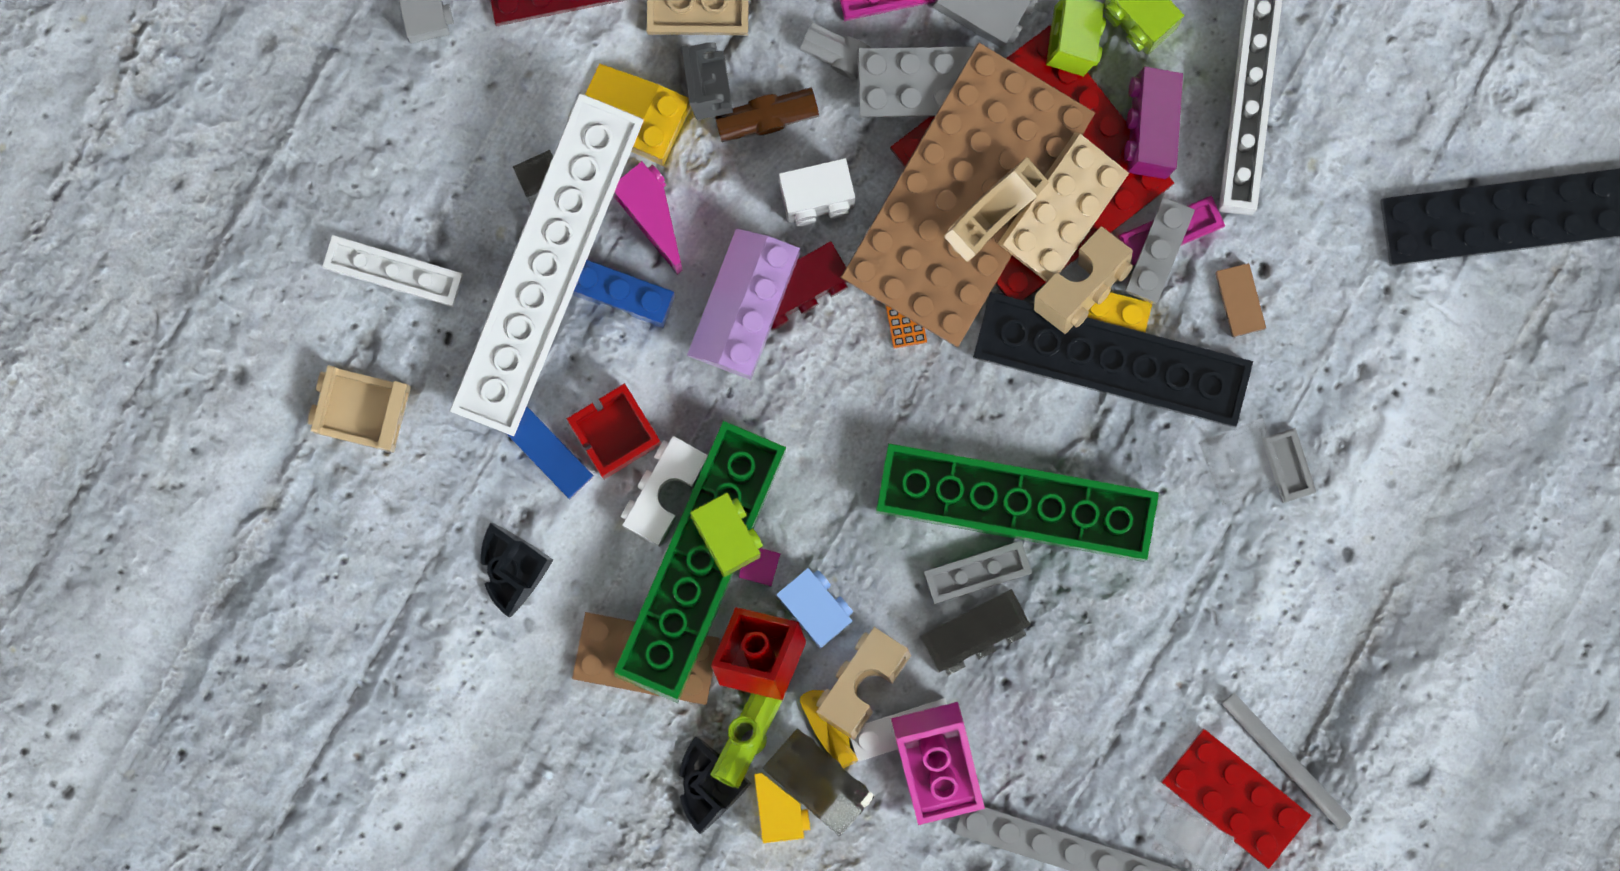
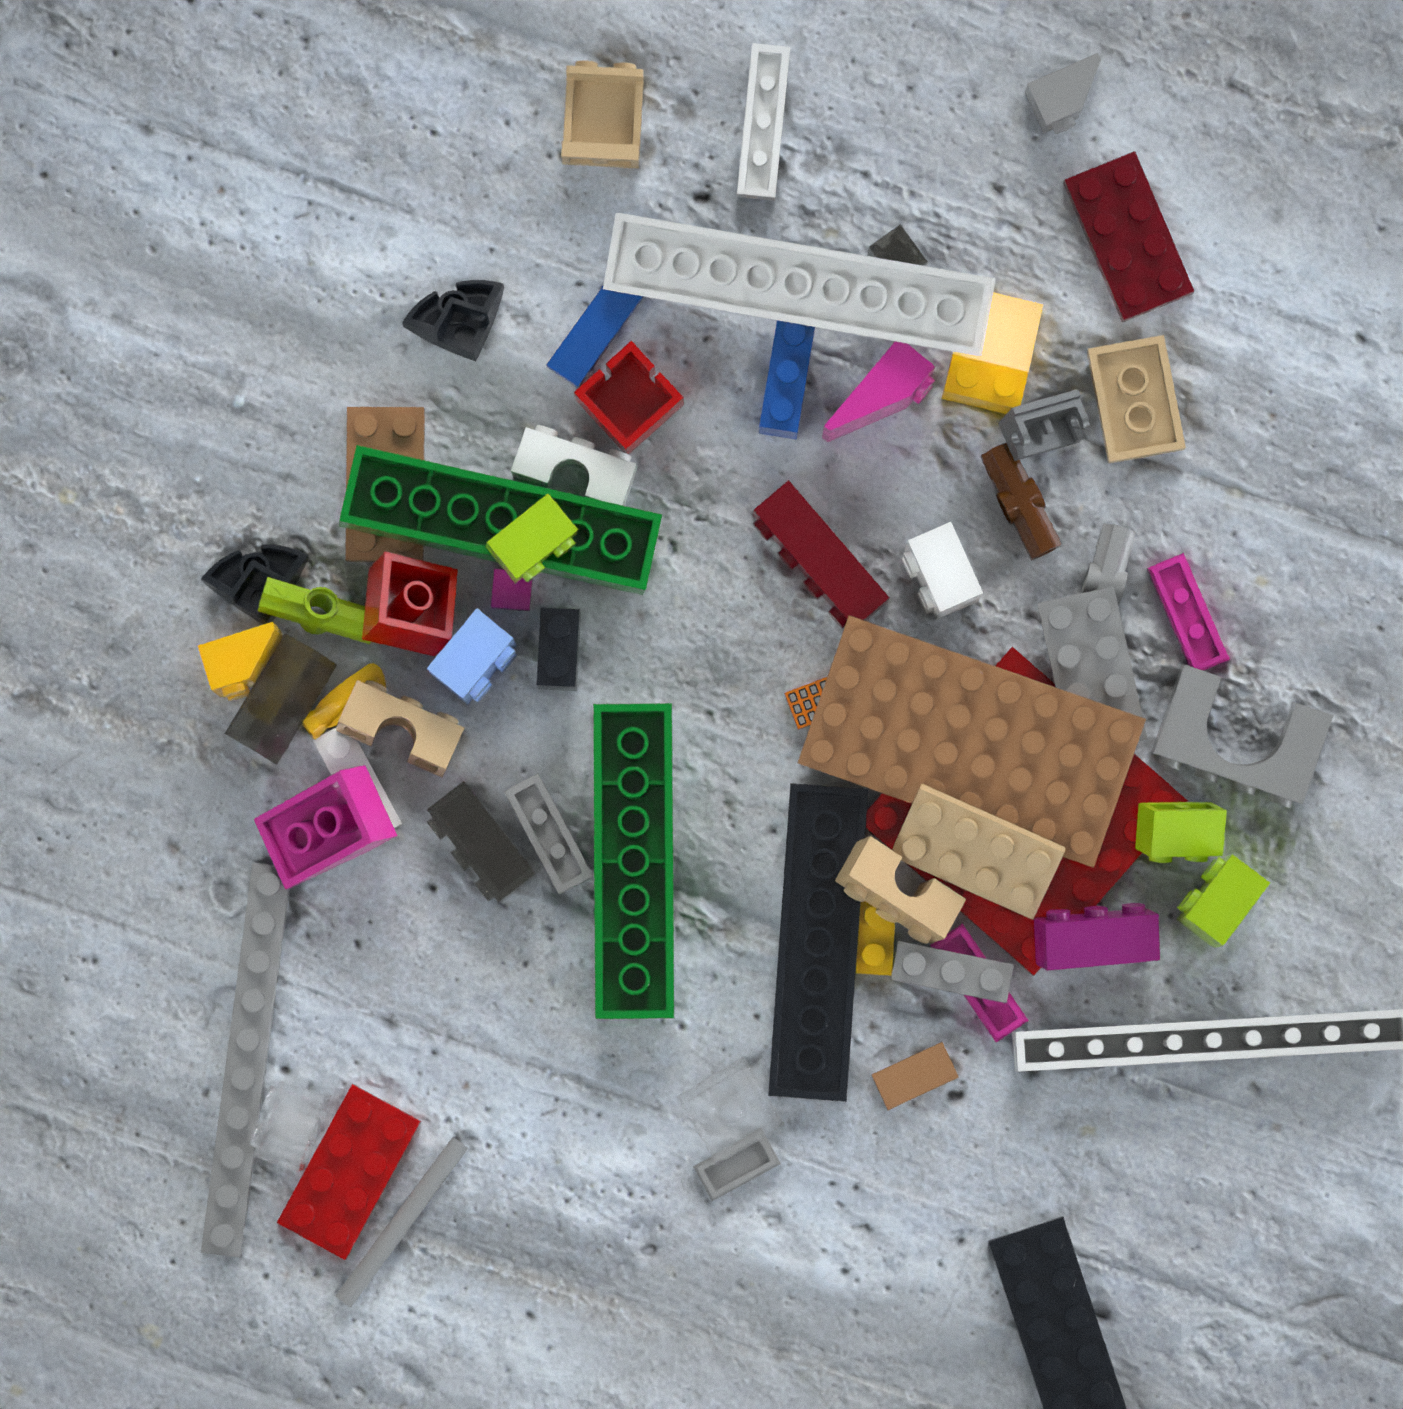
camera: 85 degrees right, 0 degrees up
(744, 302) = (798, 513): lavender slope -> none
(820, 533) = (558, 649): none -> black brick
(995, 208) = (956, 770): tan arch -> none

